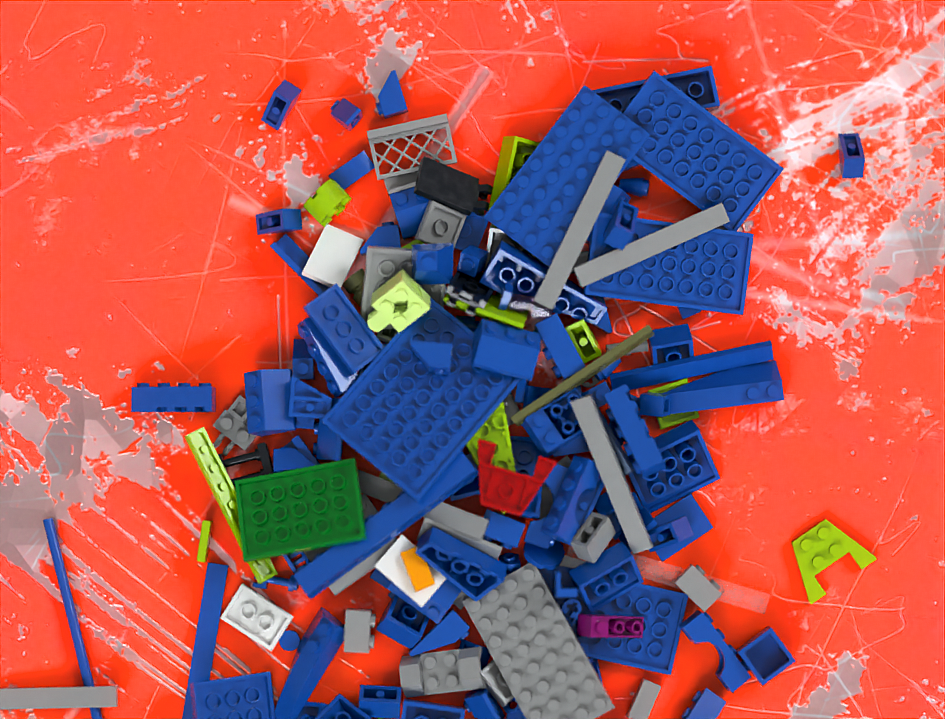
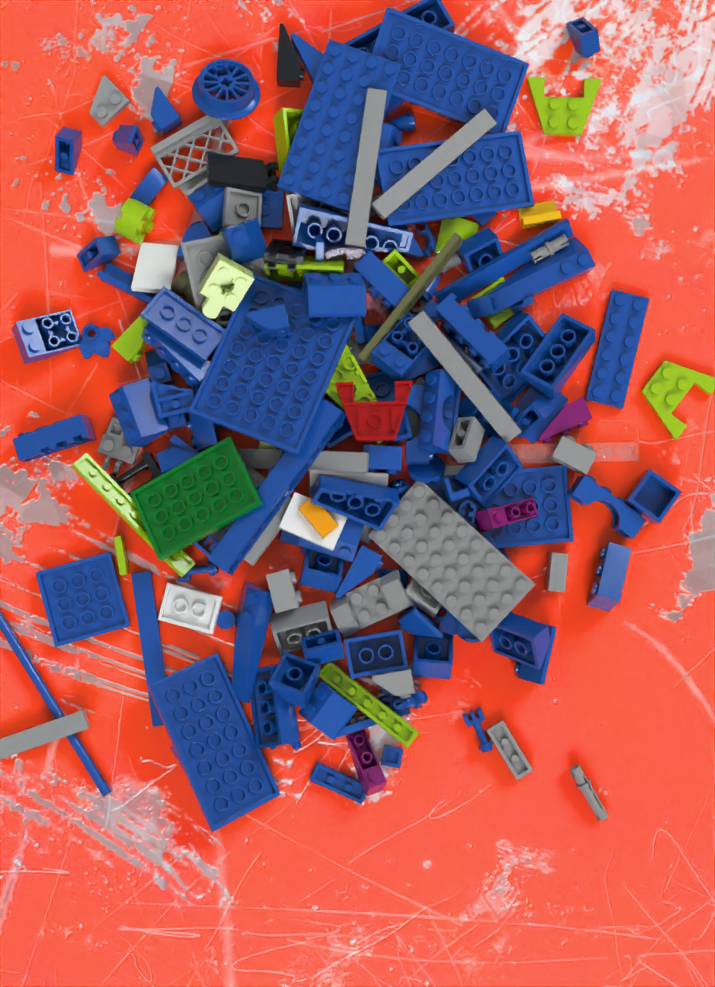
camera: 15 degrees left, 0 degrees up
(151, 572) = (83, 599): none -> blue plate
(199, 290) = (46, 336): none -> slope
(248, 314) = (98, 343): none -> blue plate
(284, 325) = (130, 343): none -> lime slope
(337, 66) = (107, 102): none -> light grey wing
(362, 669) = (297, 623): none -> light grey slope
(464, 95) = (227, 80): none -> blue piece
(472, 260) = (280, 230): blue brick -> none
(537, 87) = (288, 64): none -> black slope
(562, 90) = (308, 55): none -> blue slope
(622, 225) = (402, 153): blue slope -> none
(623, 321) = (430, 246): none -> blue piece
(653, 314) = (461, 226): none -> lime brick
(696, 415) = (526, 302): none -> blue tile
(709, 545) = (569, 416): none -> magenta slope
(716, 480) = (558, 355): none -> blue slope
(742, 366) = (549, 248): none -> light grey pin
(745, 326) = (539, 215): none -> yellow panel
(780, 491) = (617, 349): none -> blue plate
(804, 229) = (562, 114): none -> lime wing

